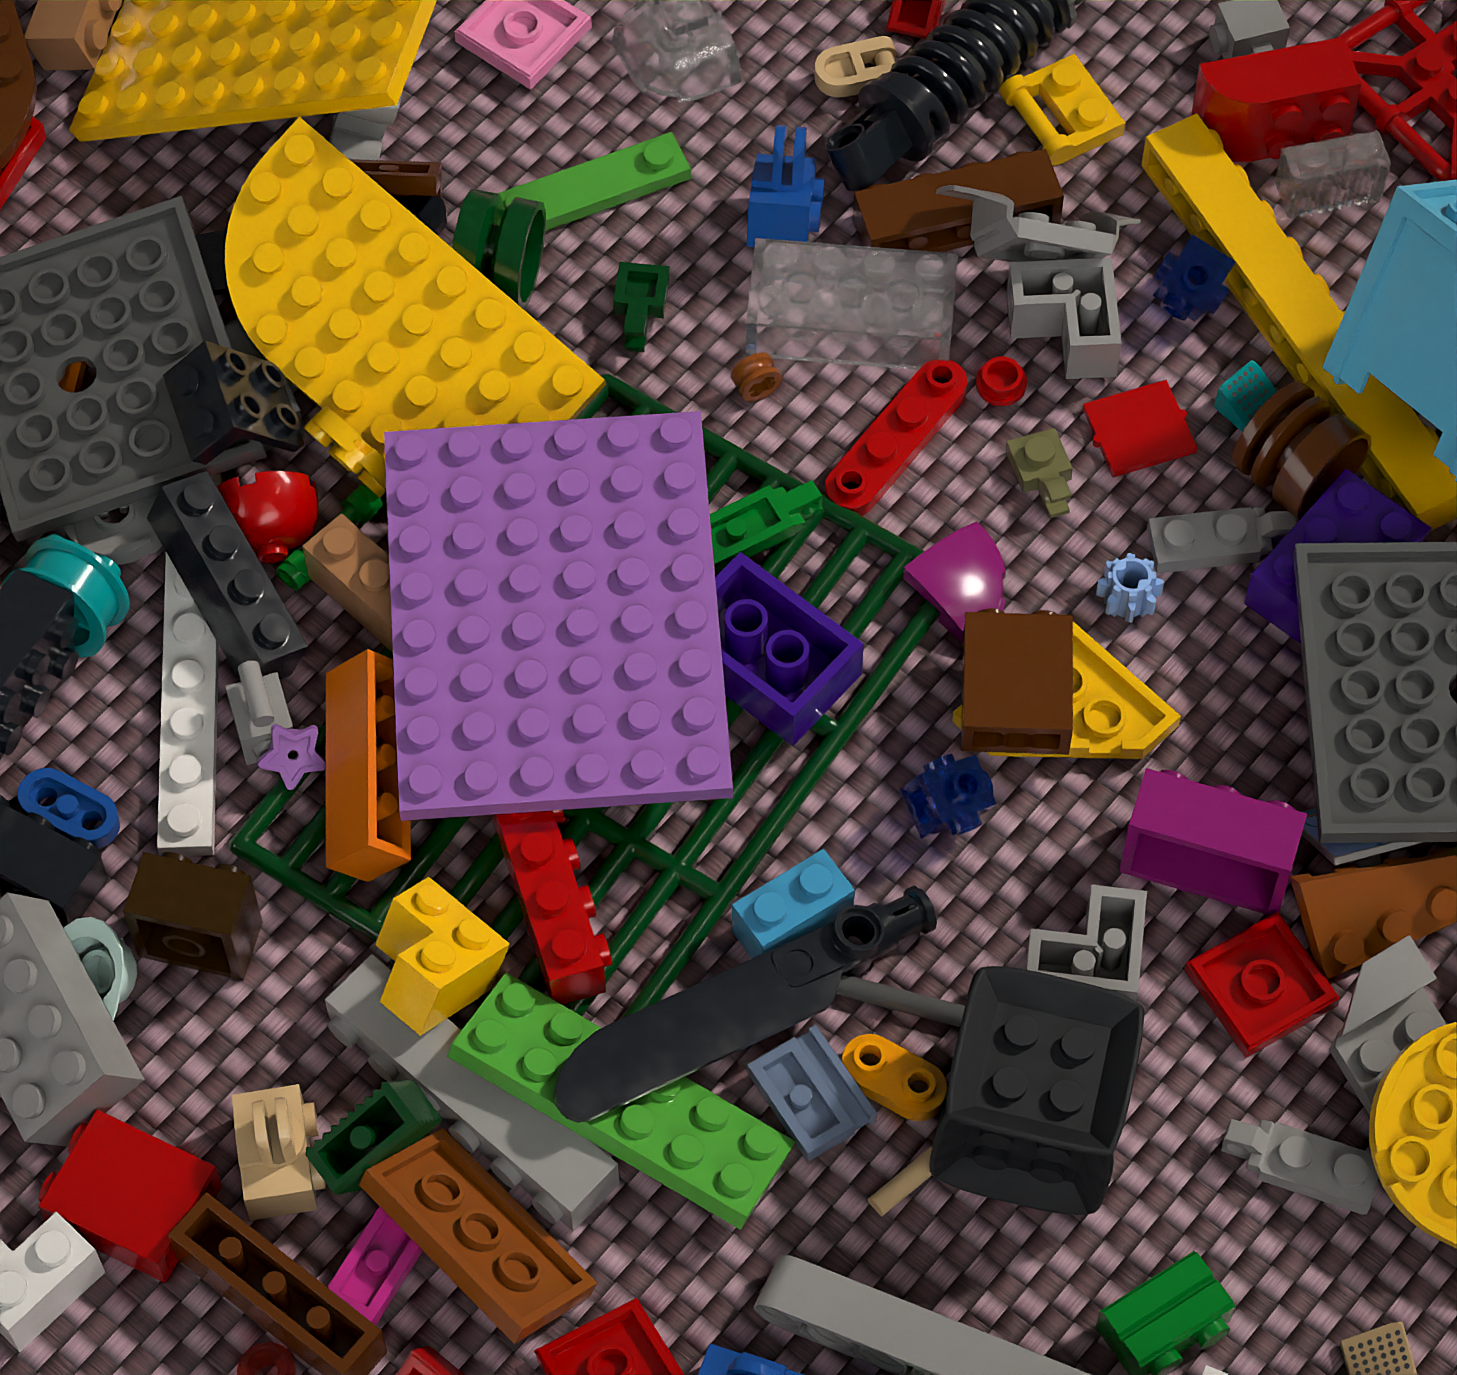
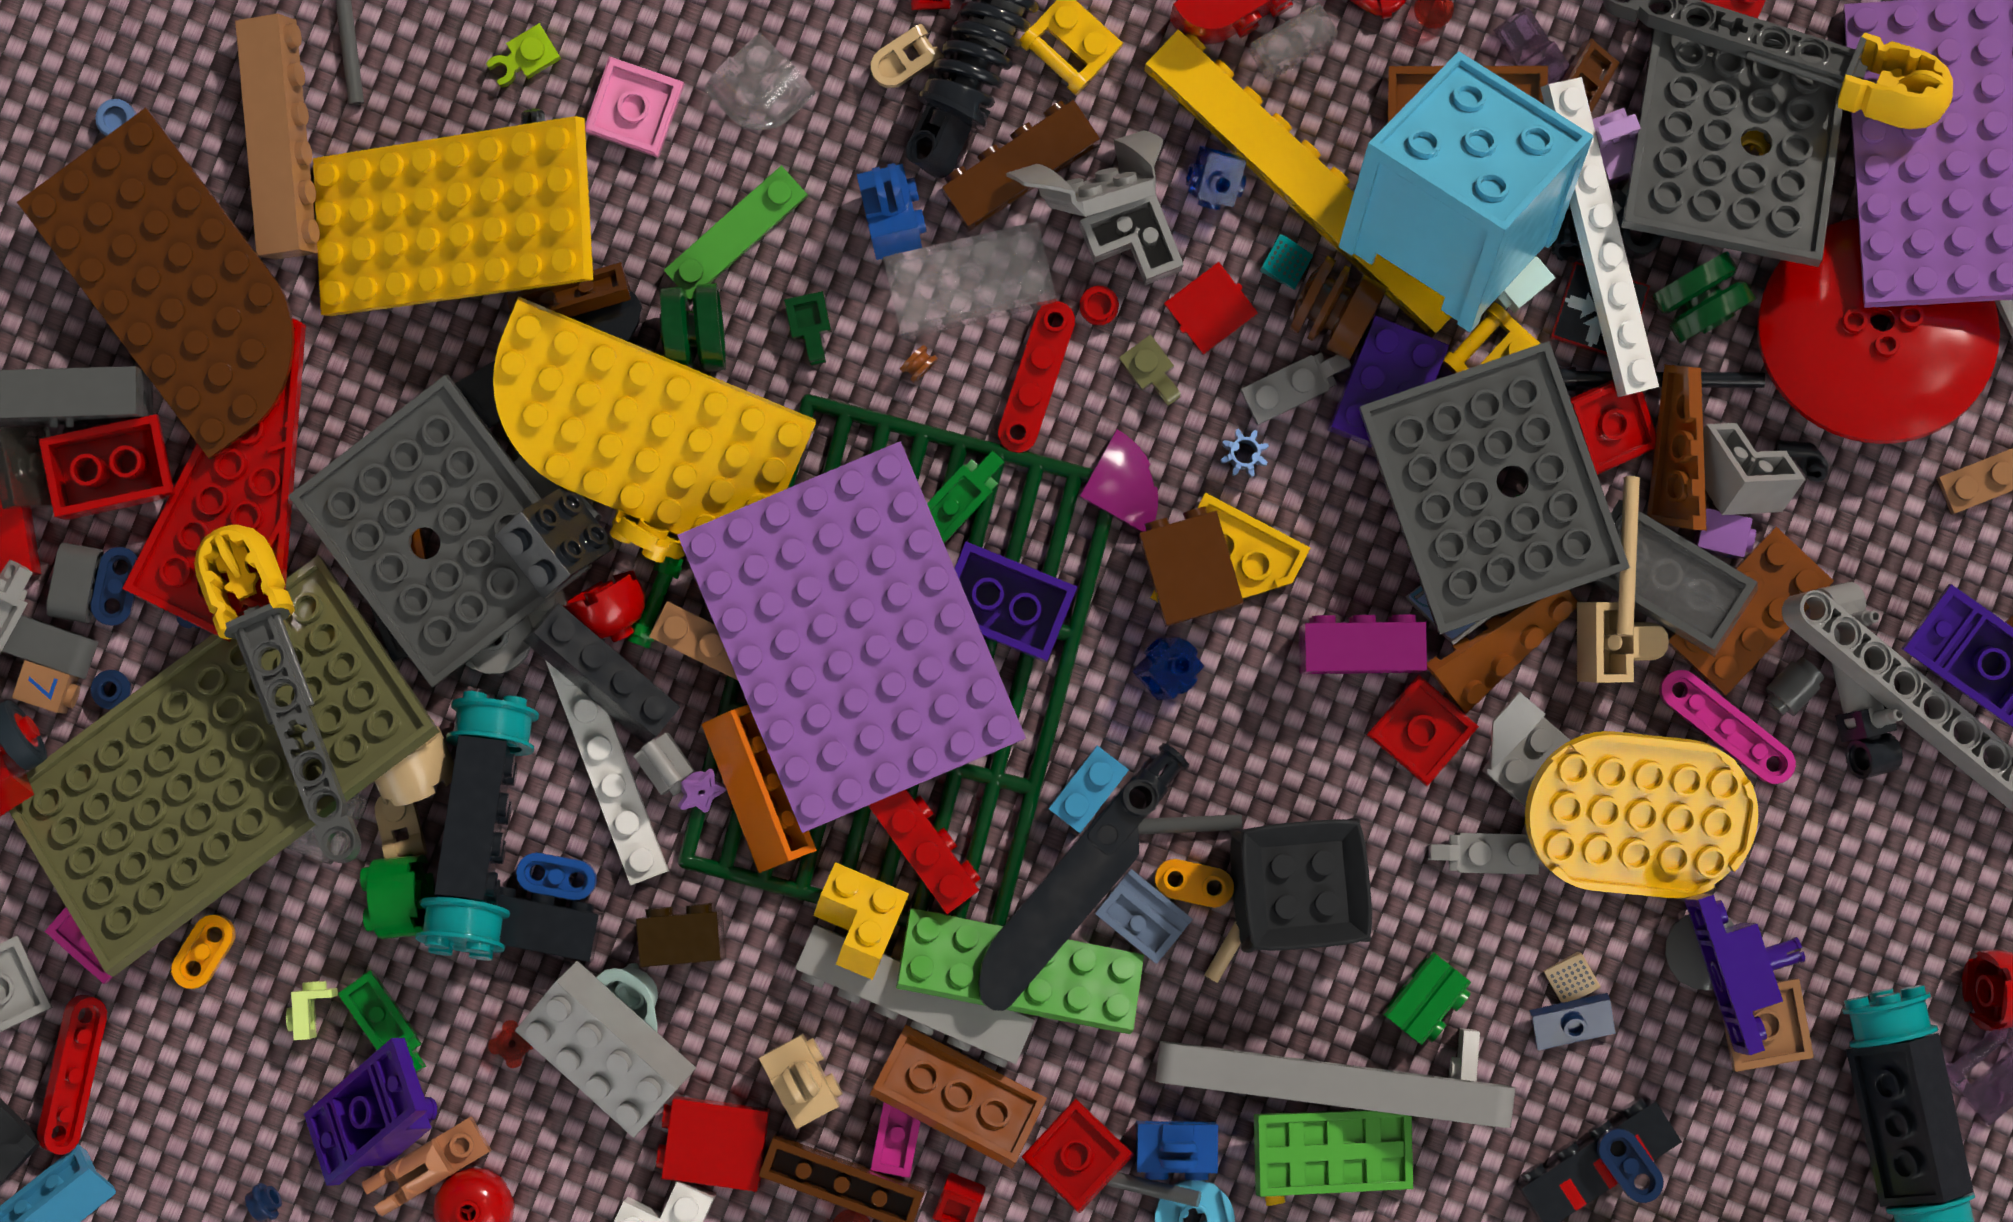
camera: 20 degrees left, 25 degrees up
(371, 1133) = (865, 1056): dark green brick -> none
(1107, 951) = (1315, 761): light grey brick -> none

